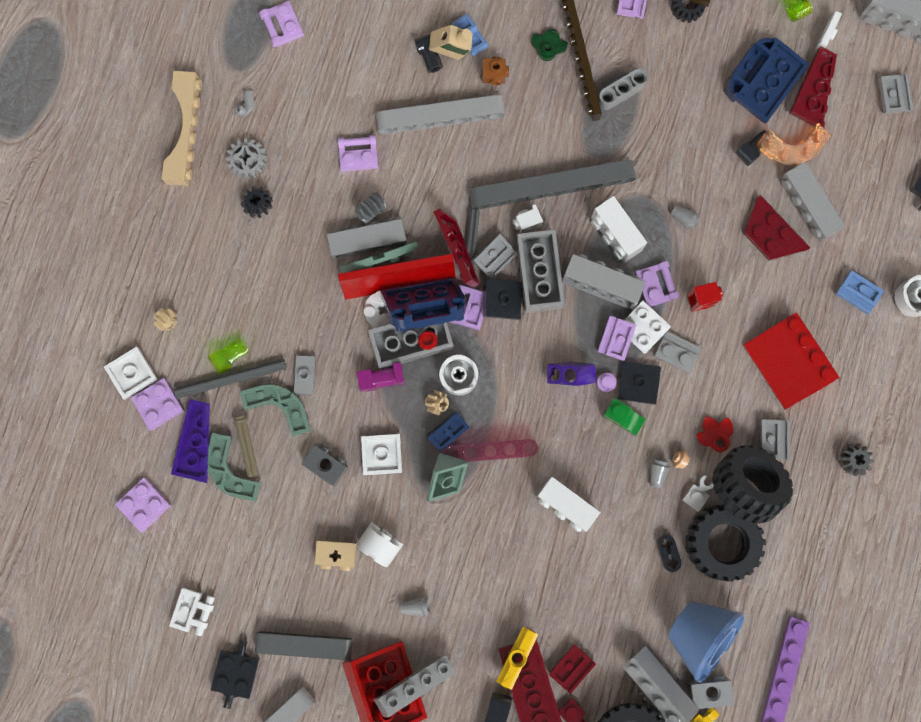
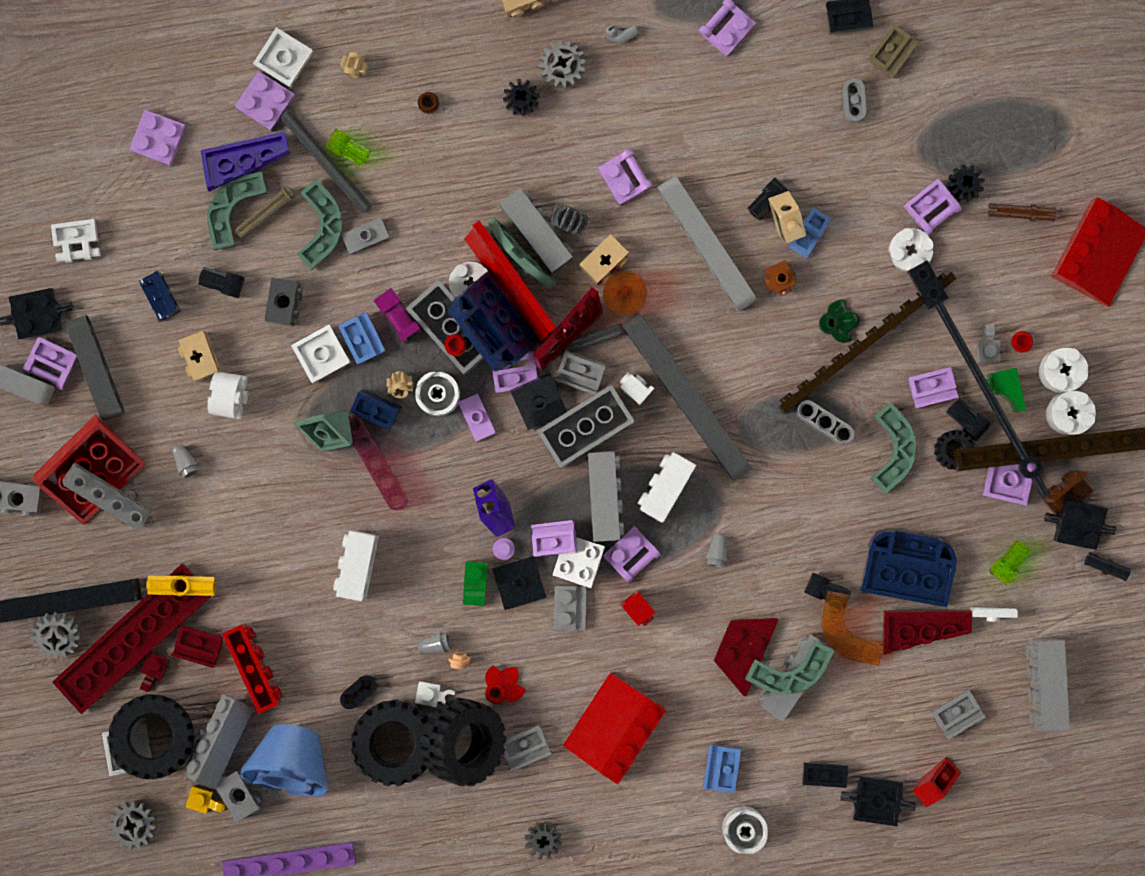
camera: 60 degrees right, 5 degrees up
(220, 272) = (428, 96): none -> reddish brown plate
(271, 564) = (159, 296): none -> dark blue hinge
(277, 676) = (53, 356): none -> lavender plate
(288, 503) = (227, 283): none -> black piece
(385, 415) = (362, 338): none -> medium blue plate
(411, 187) = (608, 248): none -> tan brick
(450, 183) = (615, 302): none -> clear orange brick
(492, 354) = (476, 417): none -> lavender plate
(611, 631) = (252, 668): none -> red brick
(669, 40) = (903, 448): none -> sand green plate
(817, 194) = (795, 680): none -> sand green plate
(899, 215) = (825, 774): none -> black plate

